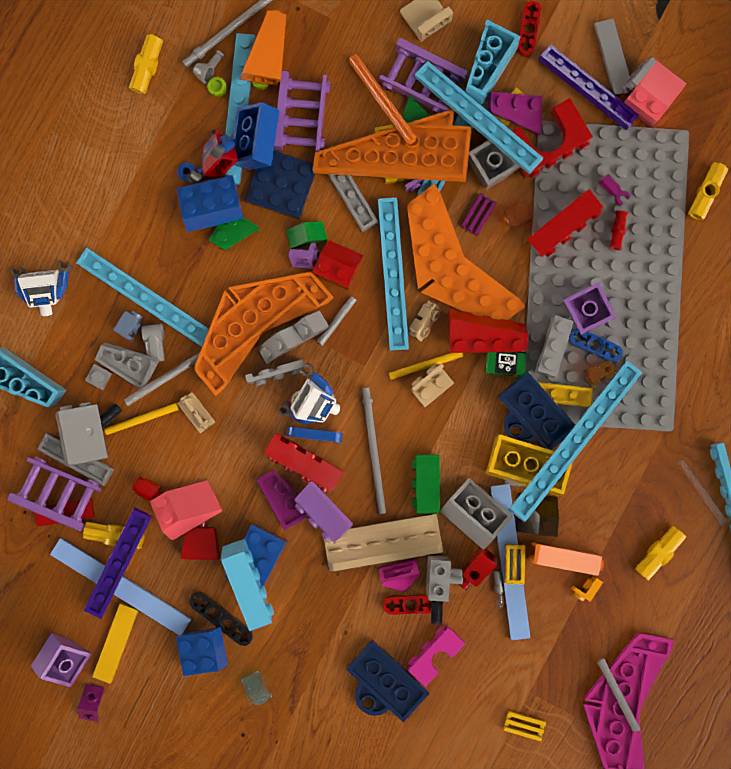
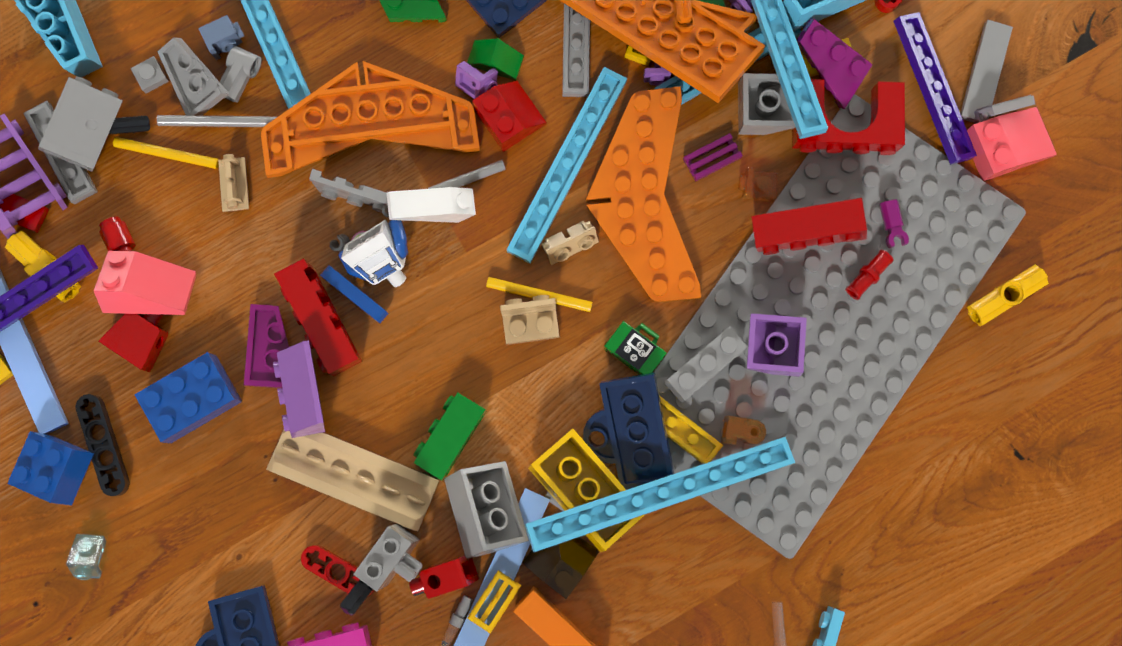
camera: 30 degrees right, 5 degrees down
(246, 584) = (149, 417): medium azure wedge -> none
(292, 336) = (396, 162): light grey arch -> none
(329, 351) = (432, 205): none -> white slope
(373, 450) = (442, 294): light grey bar -> none
(399, 575) = (346, 527): dark pink slope -> none
(483, 334) = (630, 298): red wedge -> none
(606, 355) = (764, 415): blue beam -> none

